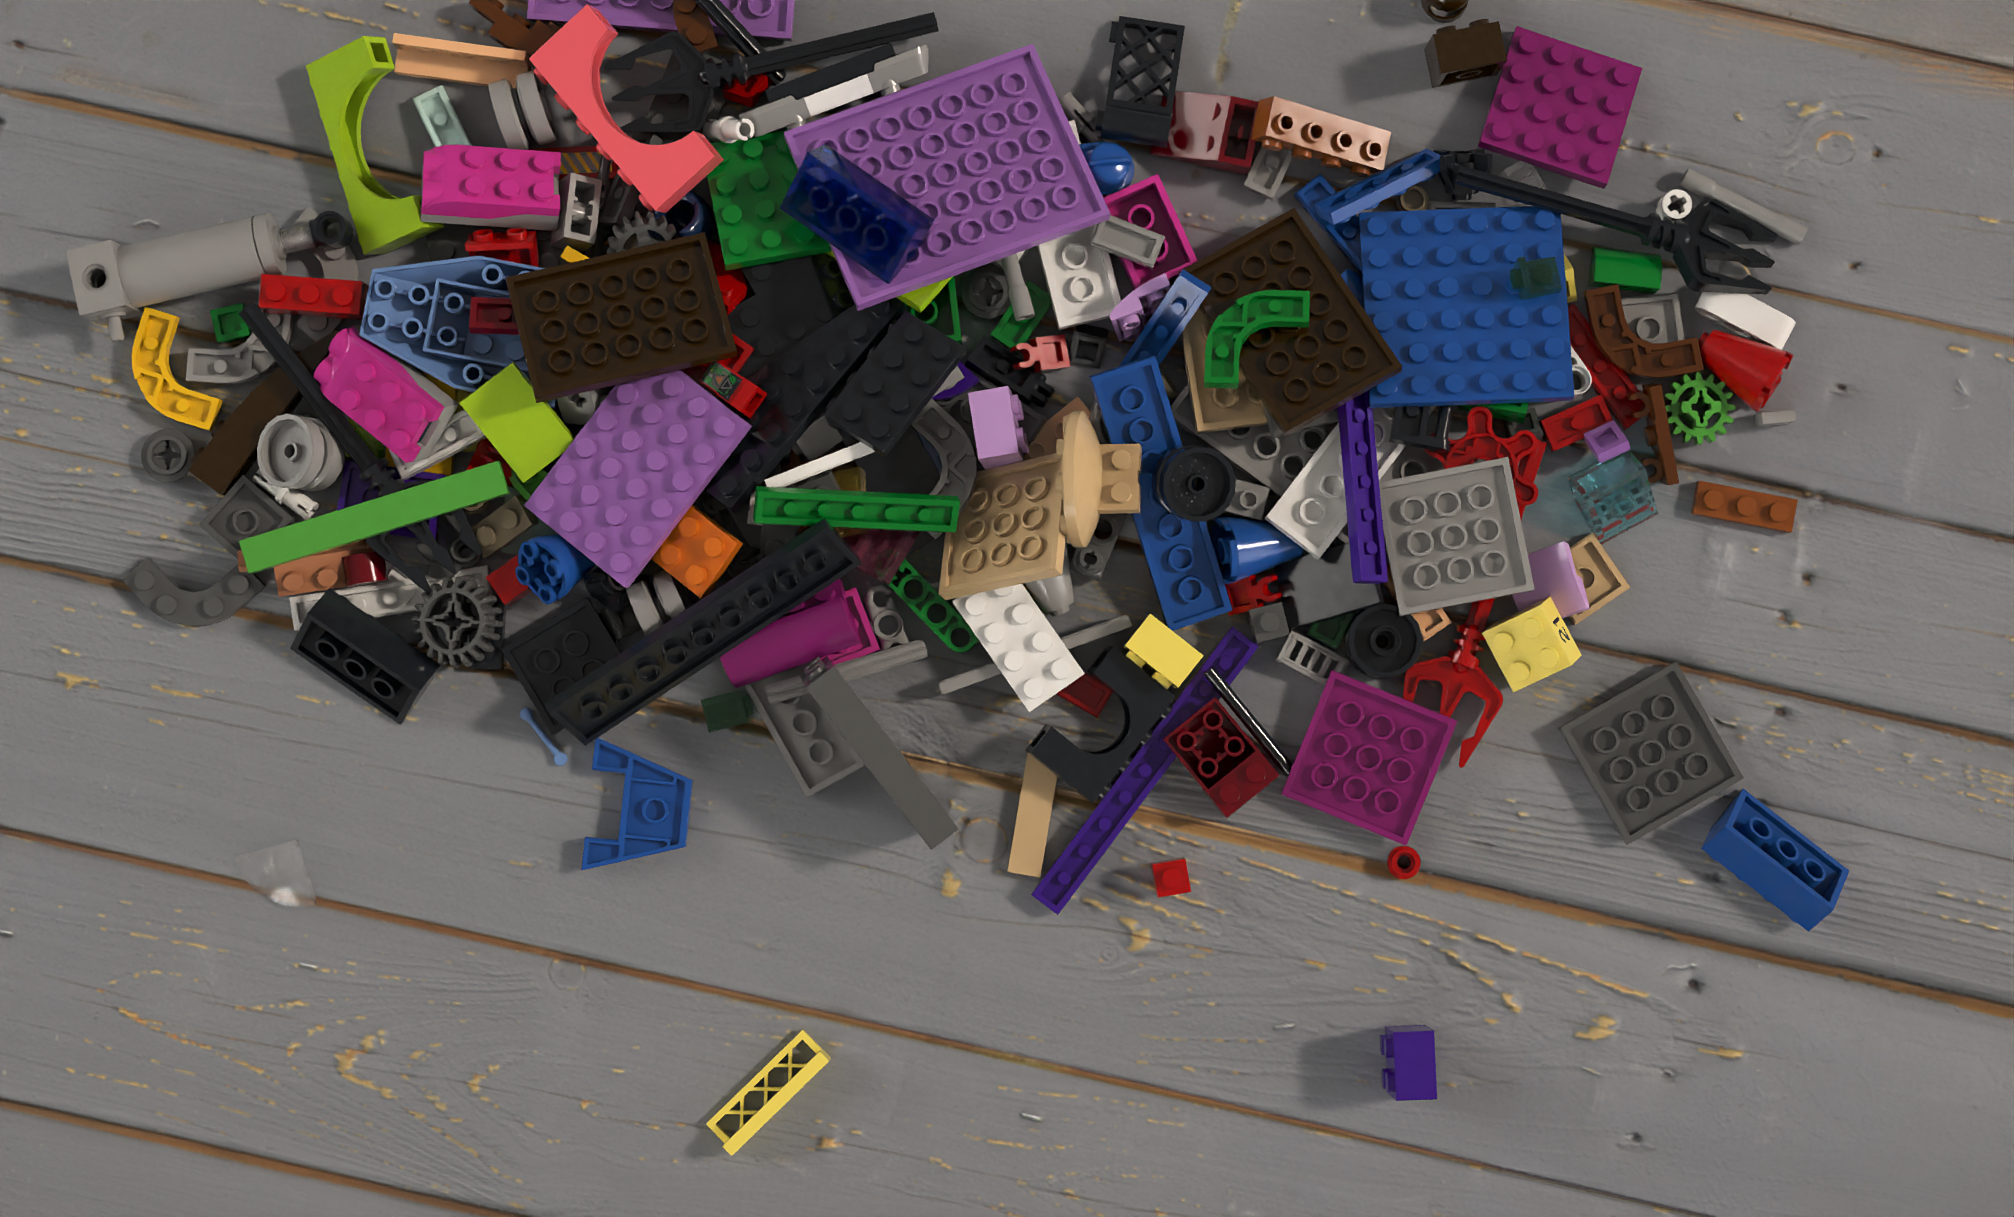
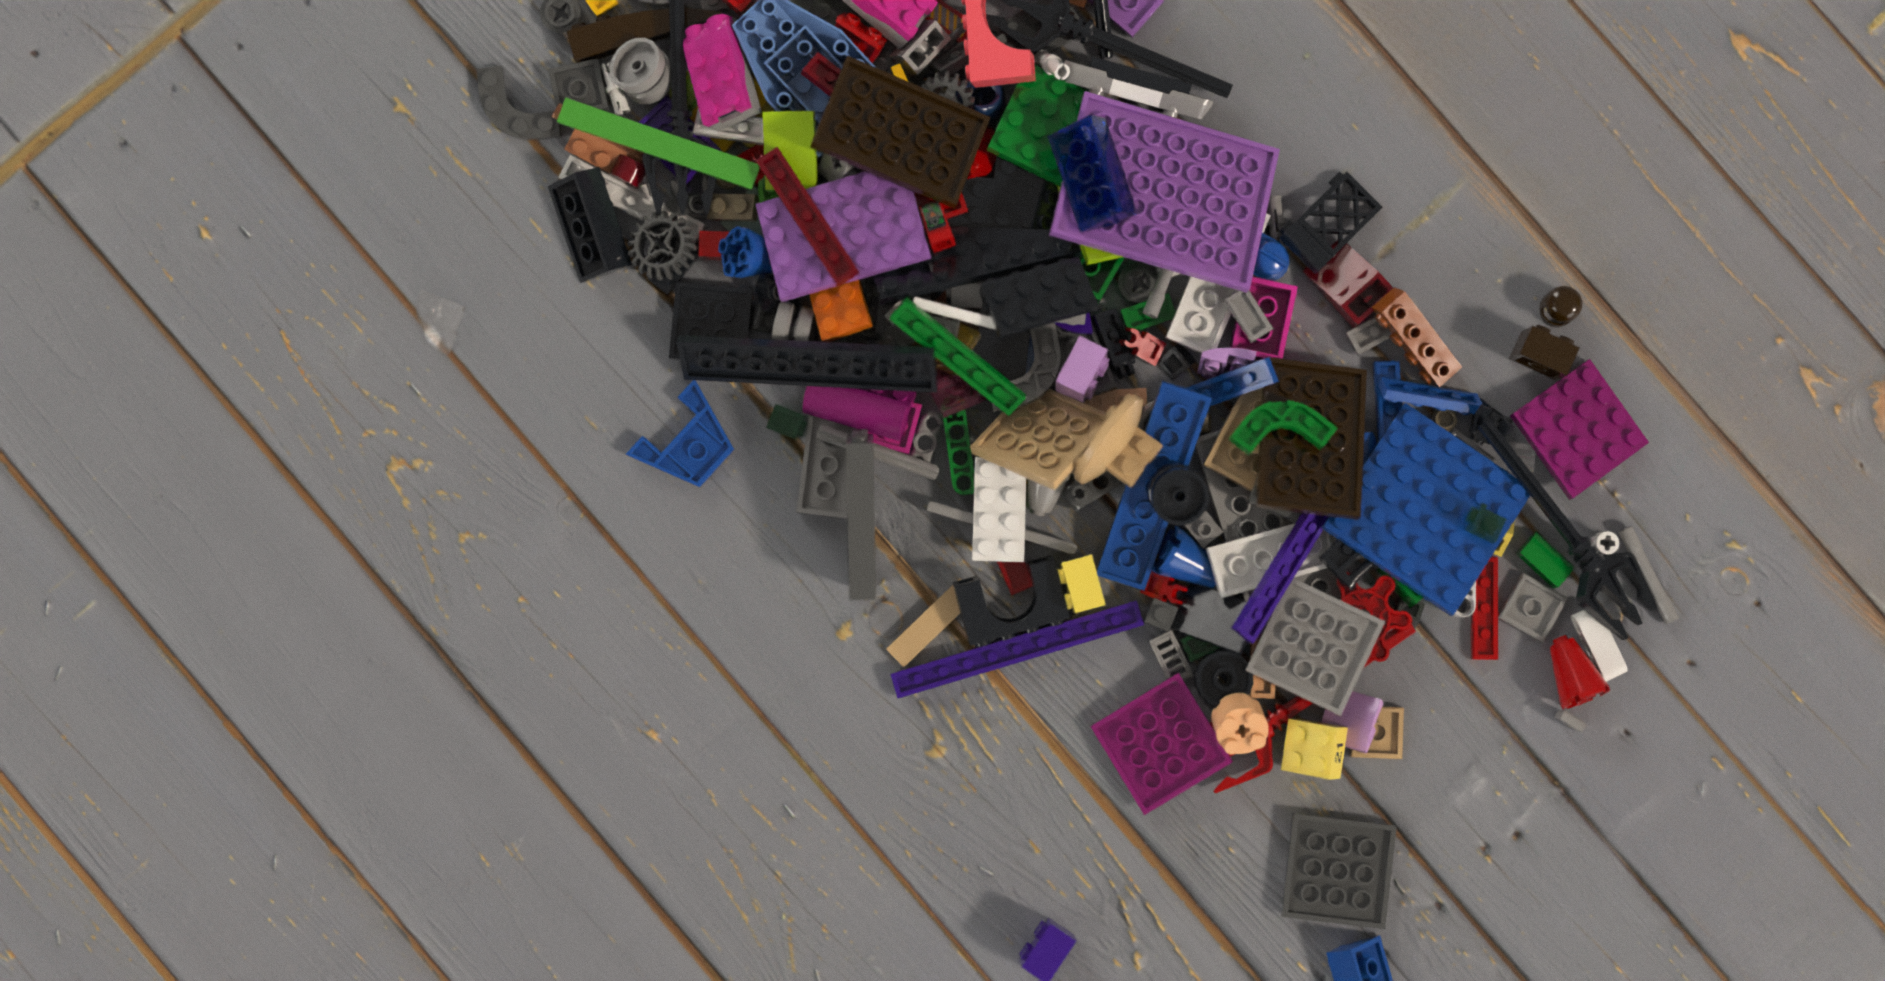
camera: 35 degrees right, 0 degrees up
(559, 757) = (662, 376): medium blue hinge -> none
(589, 478) = (807, 217): none -> dark red plate
(749, 93) = (1080, 51): red plate -> none
(777, 1101) = (639, 685): light yellow fence -> none
(1170, 877) = (984, 727): red brick -> none
(1221, 758) = (1069, 676): dark red slope -> none
(1248, 720) = (1104, 671): black bar -> none
(1414, 862) = (1135, 833): red plate -> none
(1436, 676) = (1239, 724): none -> light nougat brick
(1573, 422) = (1444, 632): red plate -> none
(1606, 441) = (1454, 657): medium lavender plate -> none
(1613, 495) = (1434, 694): clear light blue slope -> none
(1630, 352) = (1509, 610): reddish brown plate -> none
(1656, 434) = (1488, 676): reddish brown plate -> none
(1698, 395) = (1533, 671): bright green gear -> none
(1744, 506) = (1510, 761): dark orange plate -> none

